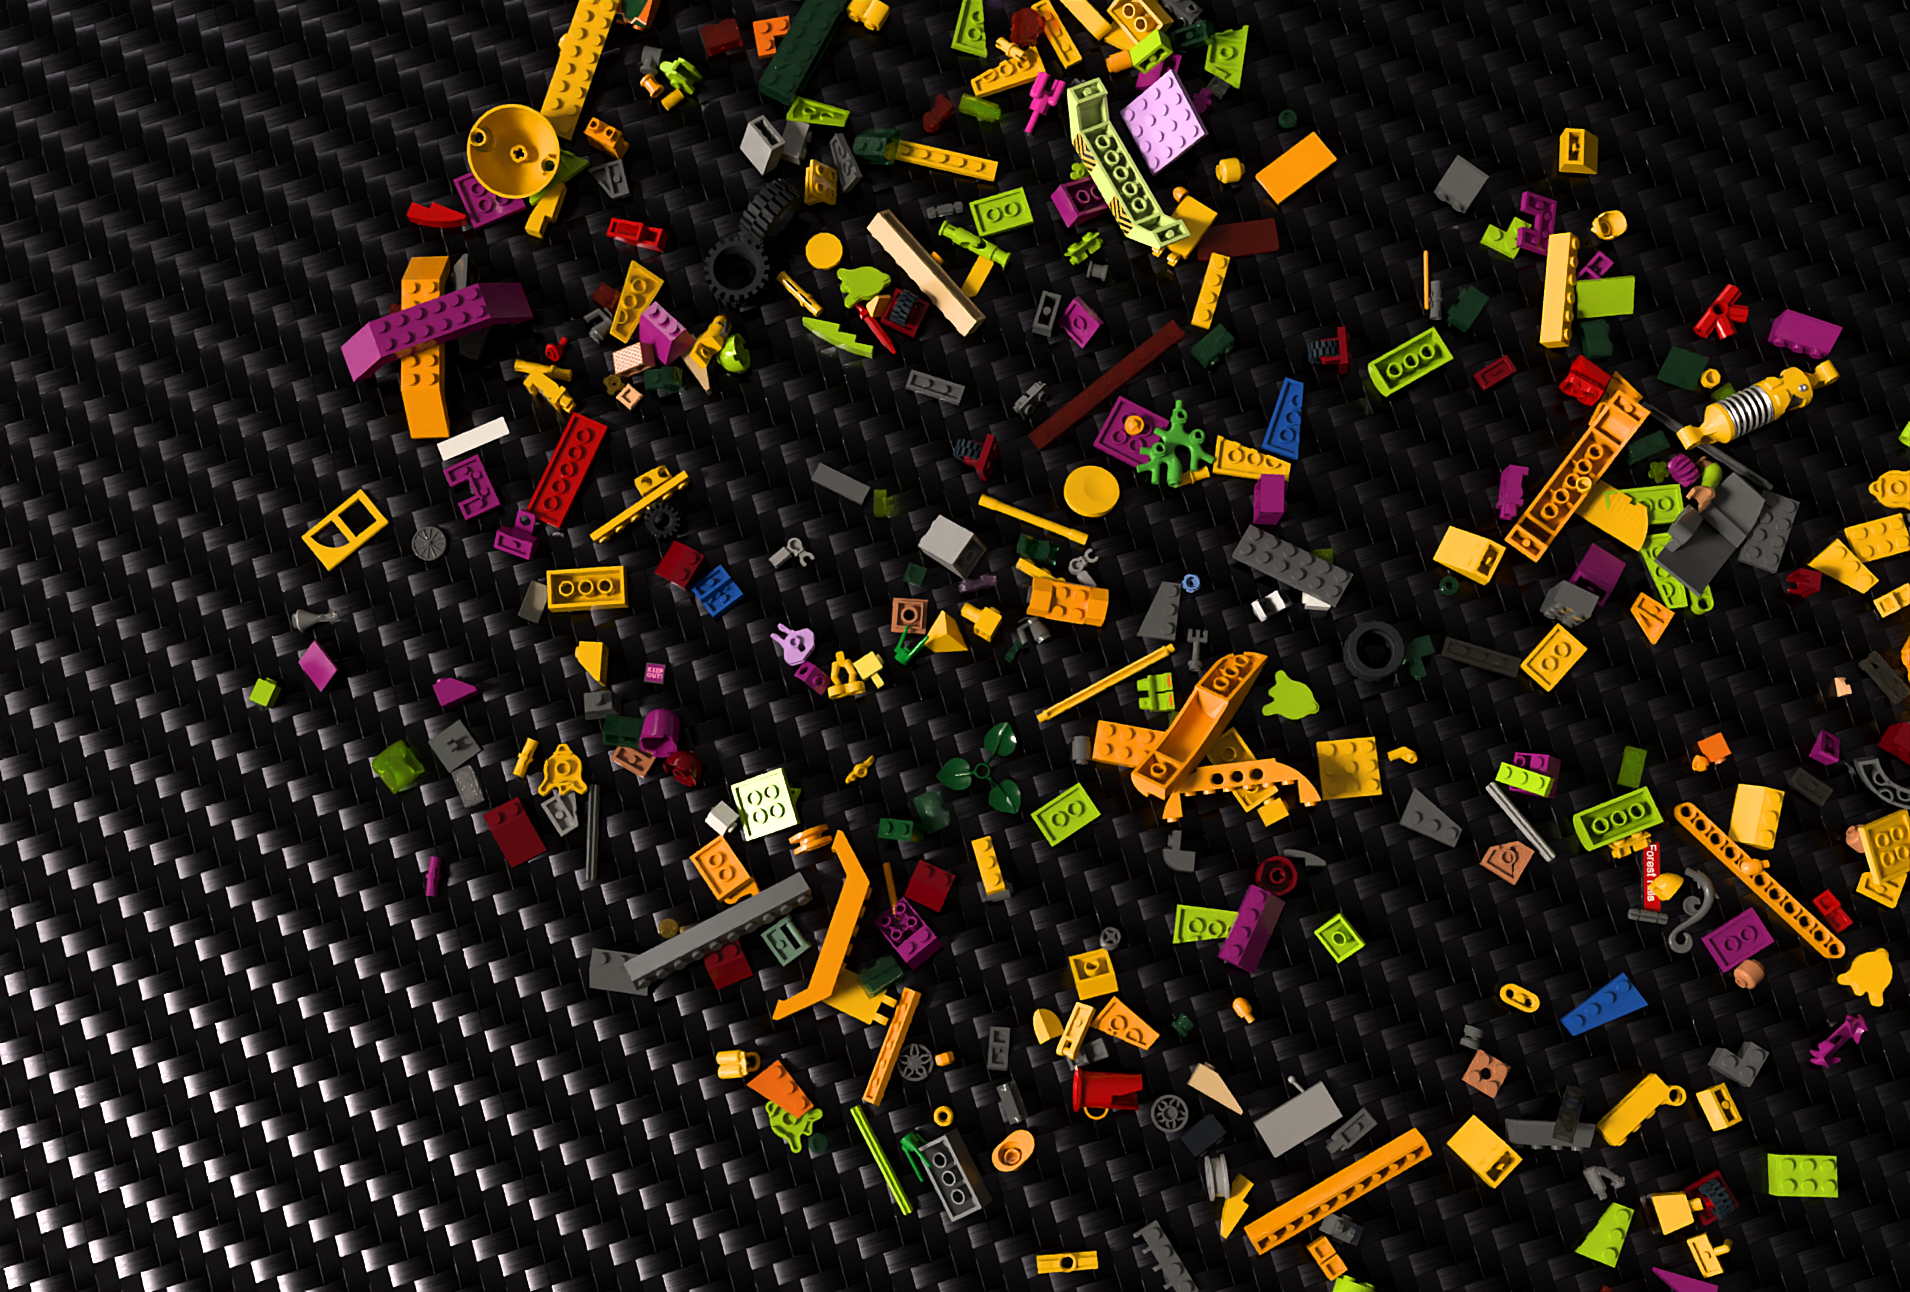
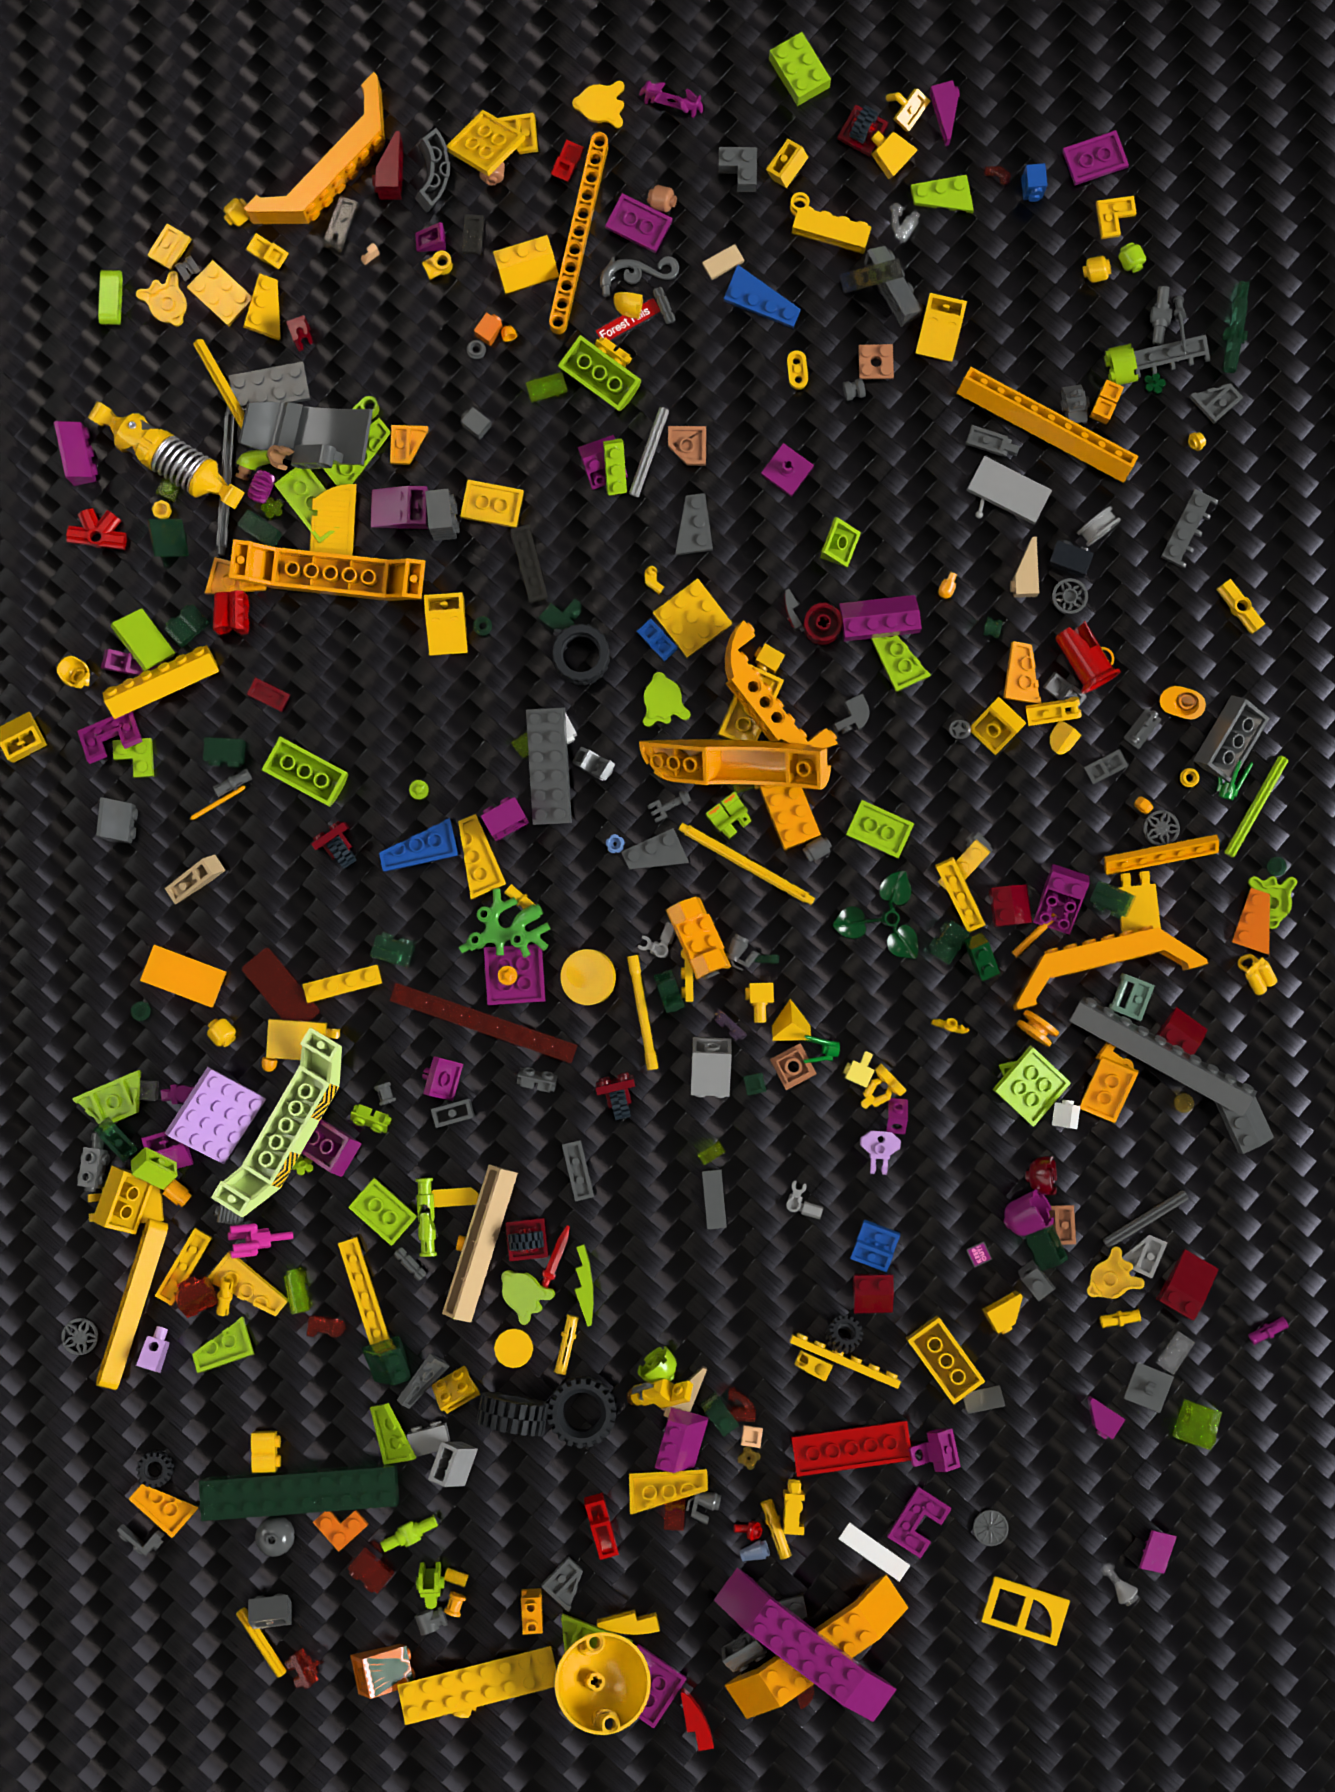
camera: 125 degrees left, 5 degrees up
(265, 692) = (1209, 1583): lime brick -> none
(536, 344) = (755, 1551): none -> sand blue cone
(634, 359) = (718, 1452): nougat panel -> none
(654, 396) = (741, 1413): none -> clear red plant
(730, 83) = (409, 1533): none -> lime pin
(878, 305) = (536, 1266): yellow slope -> none
(966, 846) = (960, 894): none -> yellow plate
(1234, 1206) = (1109, 497): yellow slope -> none
(1337, 449) = (419, 789): none -> lime tile
(1347, 726) = (657, 640): none -> blue slope
(1372, 224) = (195, 878): none -> tan slope
(1433, 933) = (787, 469): none -> magenta tile
(1511, 491) = (369, 620): magenta hips -> none
(1585, 481) = (325, 560): yellow hinge -> none
(1634, 686) = (475, 422): none -> dark grey brick
(1658, 993) = (723, 262): none -> tan tile
(1706, 724) = (473, 344): none -> dark grey plate
(1753, 866) = (572, 242): light orange cylinder -> none
(1800, 491) = (220, 381): none -> yellow axle
(1802, 733) = (433, 269): none -> yellow piece

